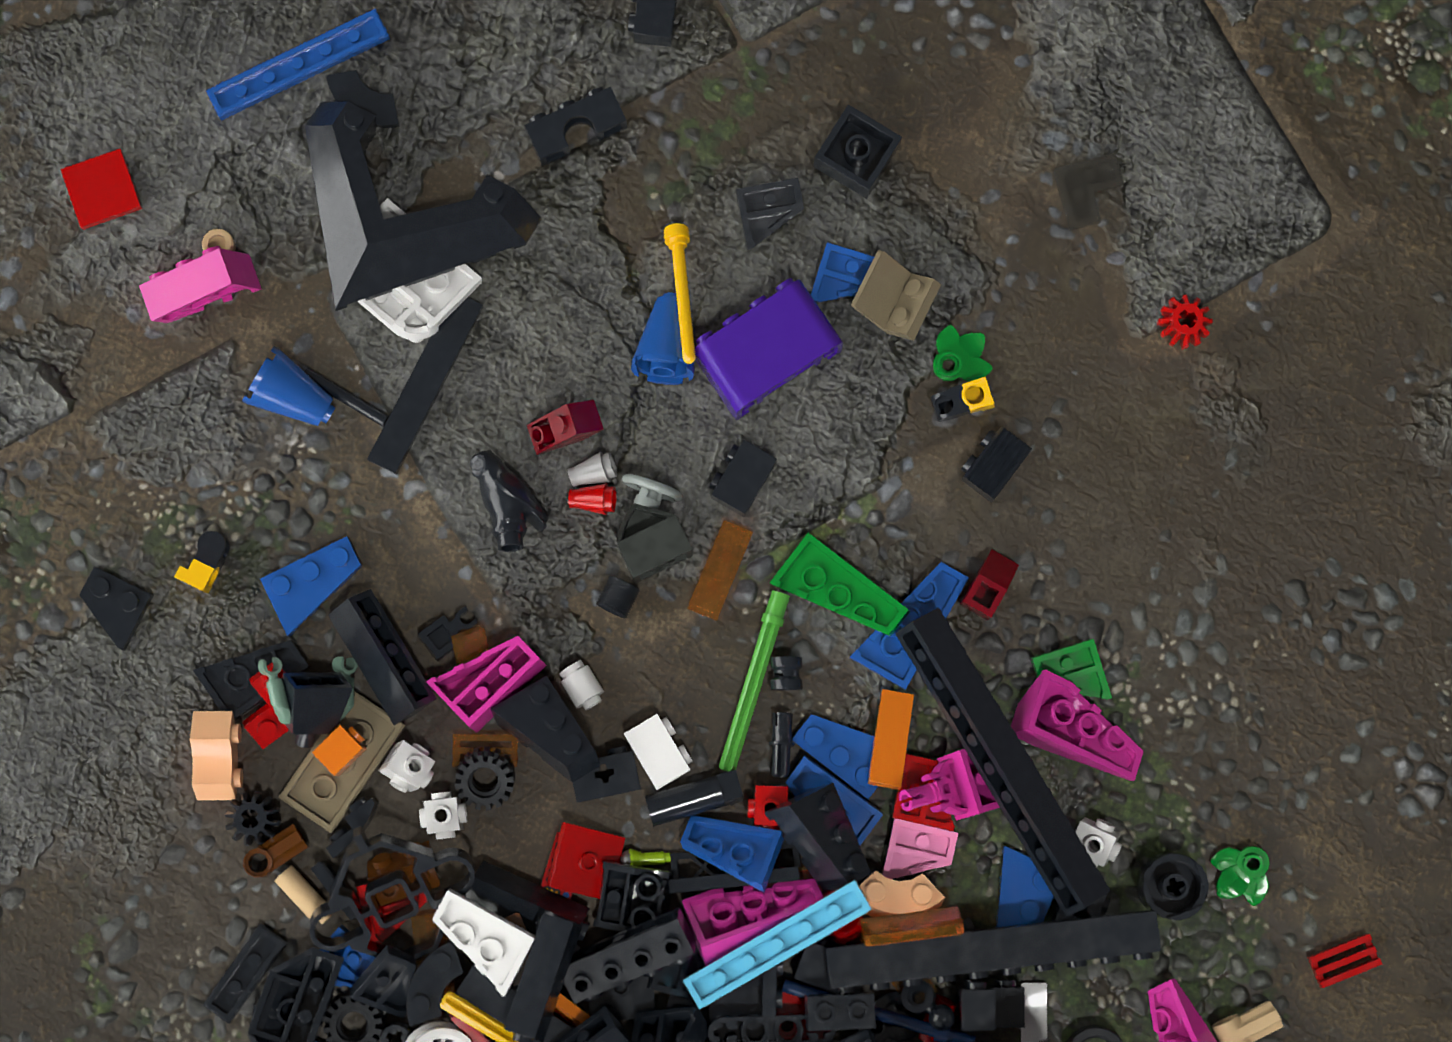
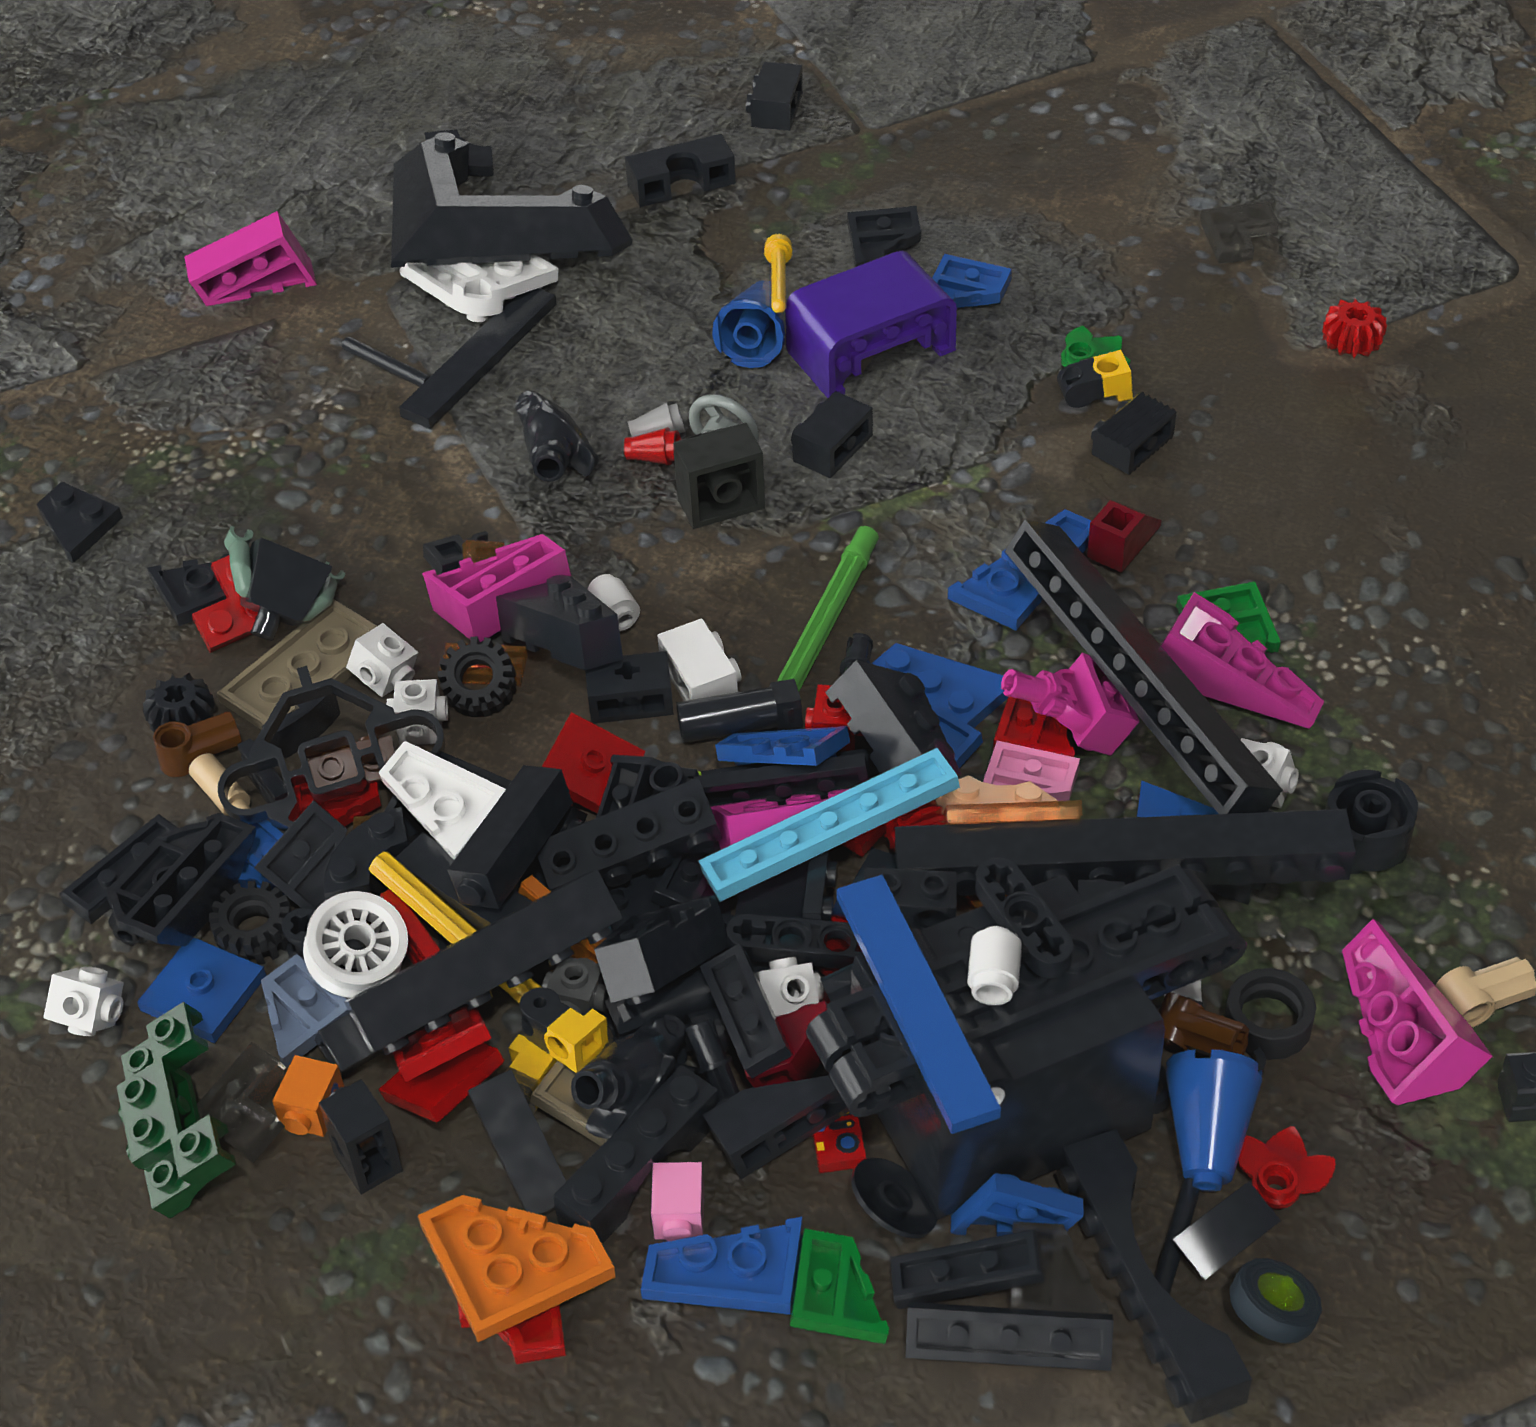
camera: 10 degrees right, 35 degrees down
(101, 189) = (168, 205): red tile -> none
(207, 563) = (189, 483): leg -> none
(215, 755) = (149, 641): light nougat brick -> none
(289, 391) = (320, 340): blue cone -> none
(297, 64) = (396, 129): blue tile -> none
(309, 582) = (303, 507): blue wing -> none
(340, 749) = (303, 637): orange brick -> none
(382, 656) = (376, 561): black brick -> none
(565, 426) = (631, 384): dark red slope -> none
(618, 597) = (669, 526): black piece -> none
(720, 570) = (796, 516): clear orange tile -> none
(786, 673) = (867, 602): black wheel -> none
(832, 583) = (938, 523): green wing -> none
(857, 151) = (982, 188): black brick -> none
(890, 739) = (997, 653): orange tile -> none
(895, 297) = (1013, 293): dark tan bracket -> none
(1238, 877) = (1460, 828): green plate -> none

